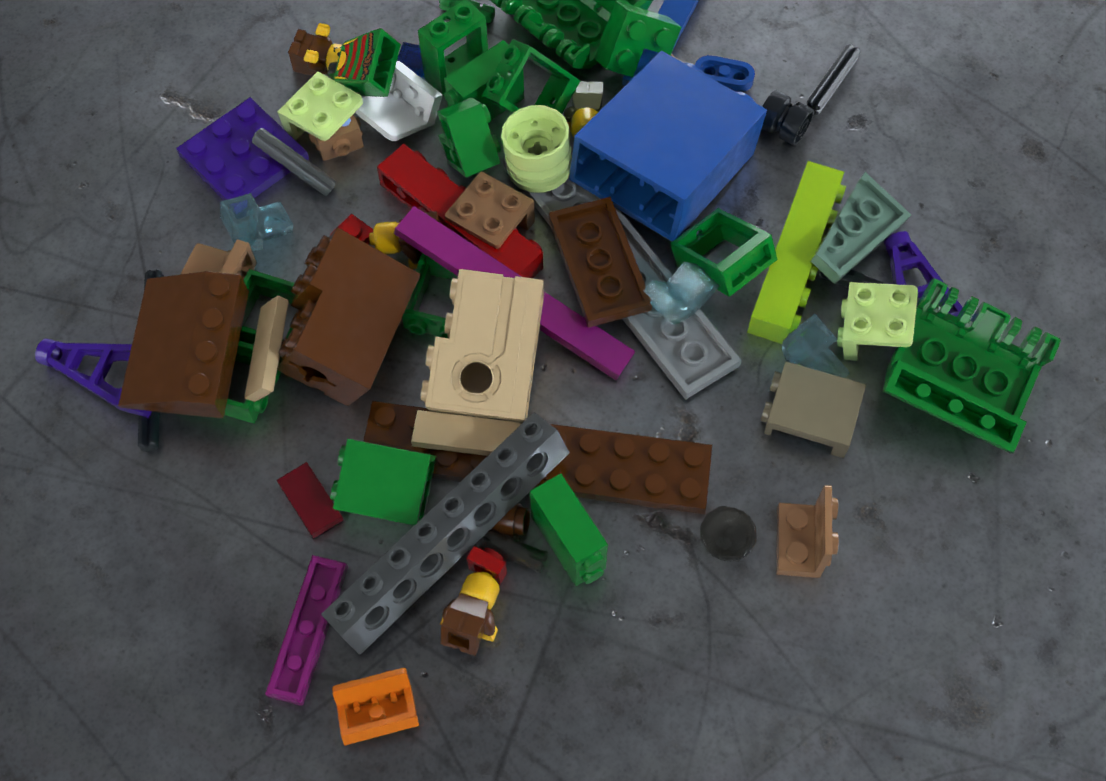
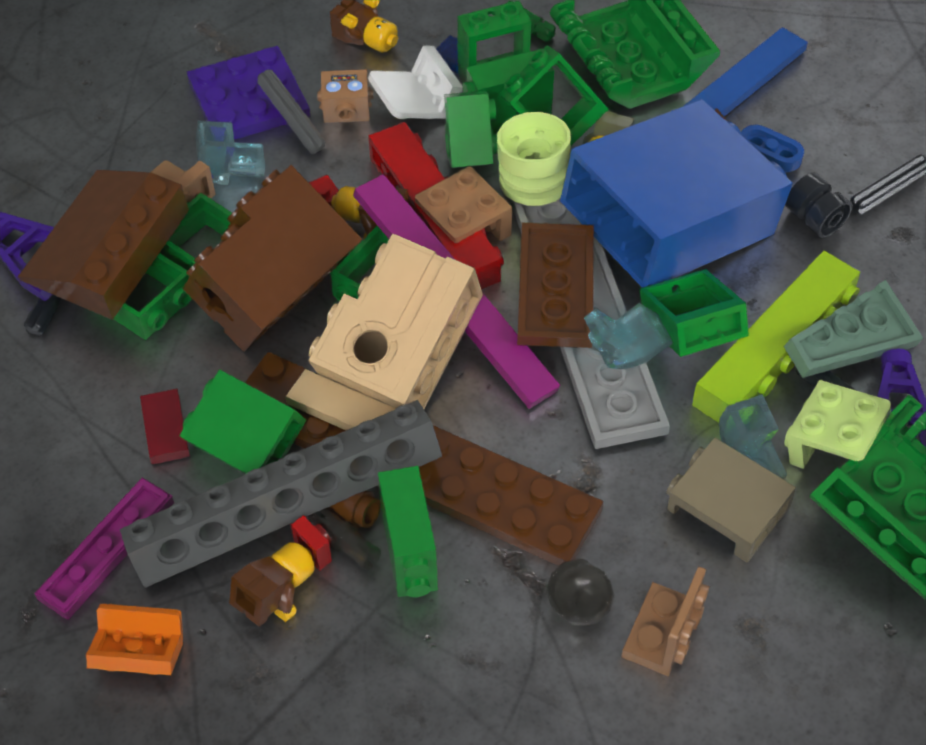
camera: 20 degrees right, 10 degrees down
(266, 349) = (179, 266): tan tile -> none
(319, 108) = (335, 68): yellowish green bracket -> none
(367, 63) = (399, 39): green torso -> none
(631, 31) = (684, 75): green brick -> none

